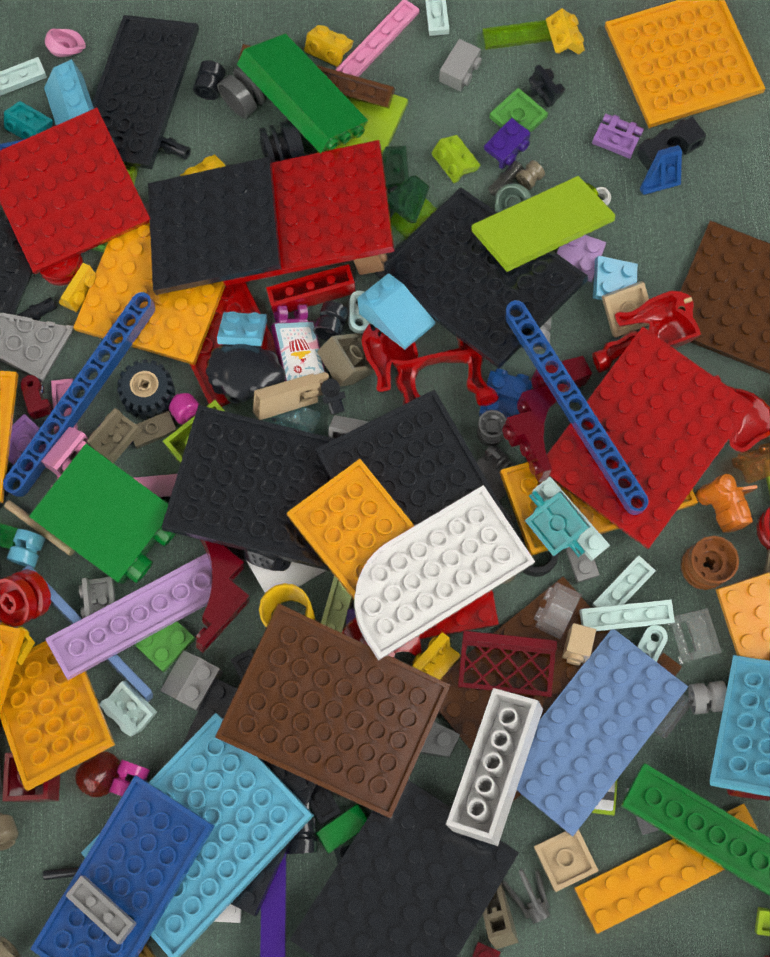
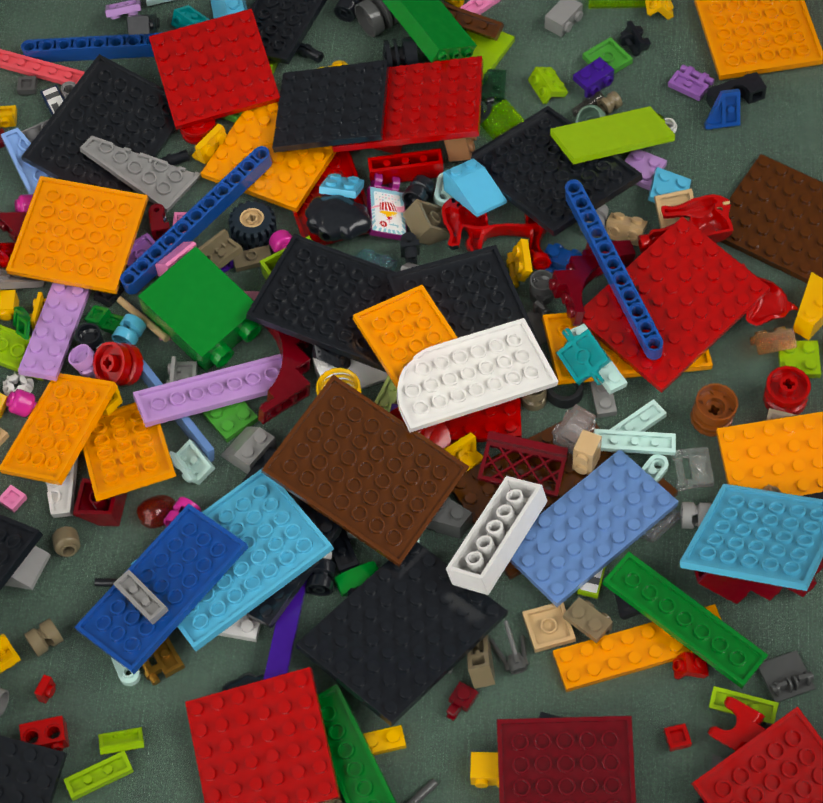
camera: 10 degrees right, 15 degrees down
(288, 395) = (368, 240): tan hinge -> none
(409, 198) = (500, 106): clear green wing -> none
(461, 400) = (519, 262): none -> yellow plate
(573, 336) = (625, 228): none -> tan bracket
(609, 848) = (588, 619): none -> dark tan bracket
(726, 886) = (689, 665): none -> red bracket
(728, 502) = (738, 364): orange piece -> none

